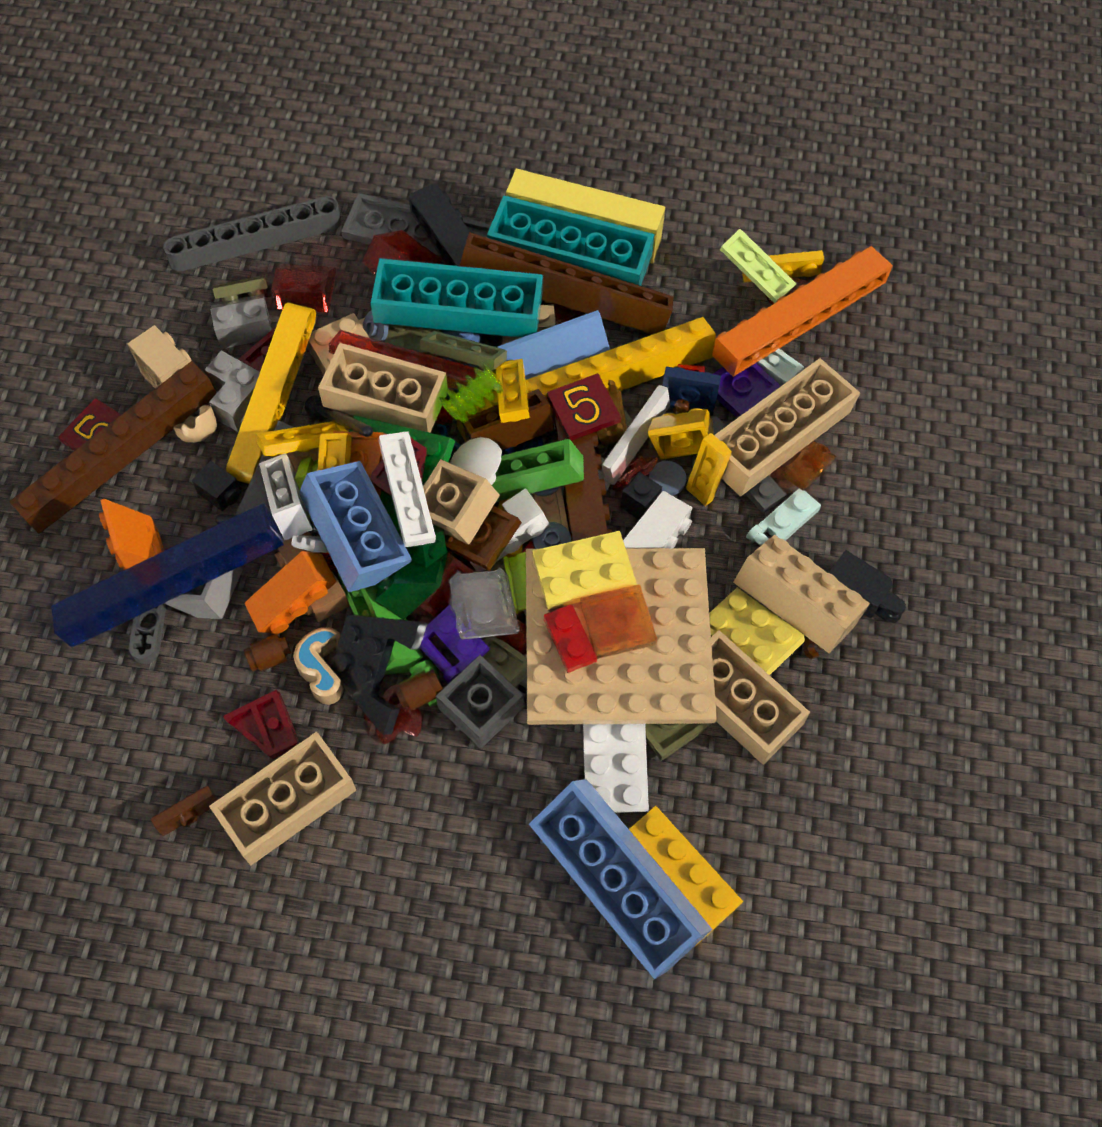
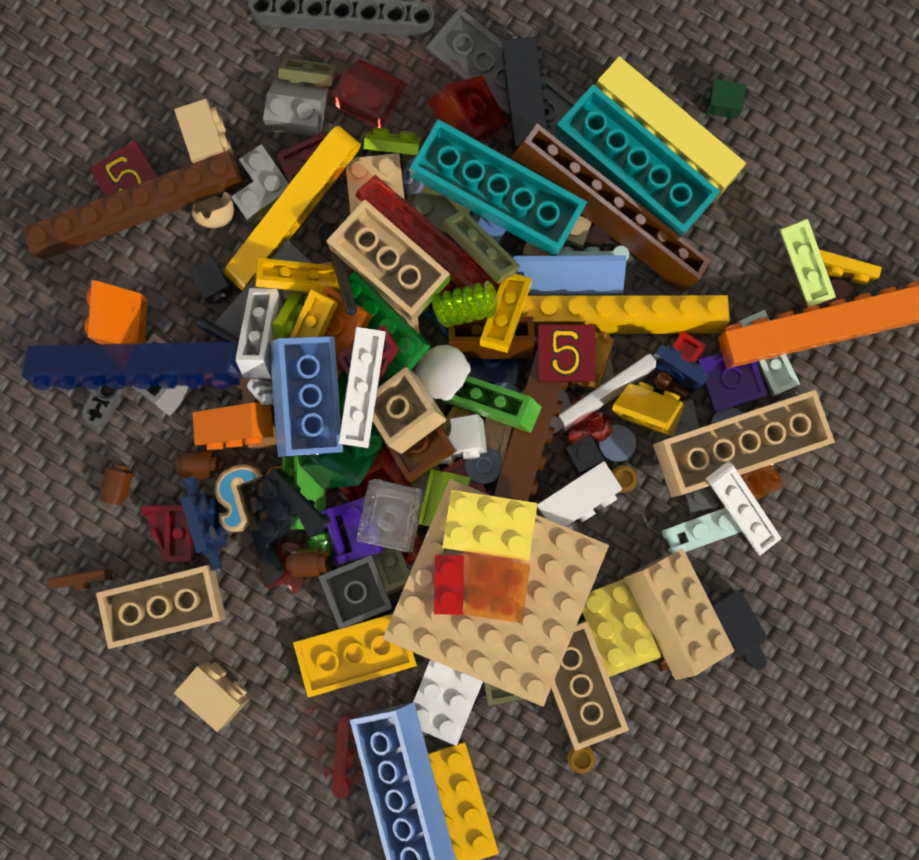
camera: 25 degrees right, 20 degrees up
(189, 704) = (116, 484): none -> reddish brown brick
(300, 699) = (204, 523): none -> dark blue plate
(334, 312) = (403, 143): none -> lime plate
(374, 860) = (212, 695): none -> tan brick
(503, 768) = (350, 656): none -> yellow plate
(539, 872) = (343, 757): none -> clear red plate
(622, 179) = (724, 98): none -> dark green brick
(694, 501) = (626, 478): none -> pearl gold plate
(708, 469) = (653, 463): yellow plate -> none
(778, 772) = (581, 760): none -> pearl gold plate
(810, 476) = (743, 508): none -> white tile

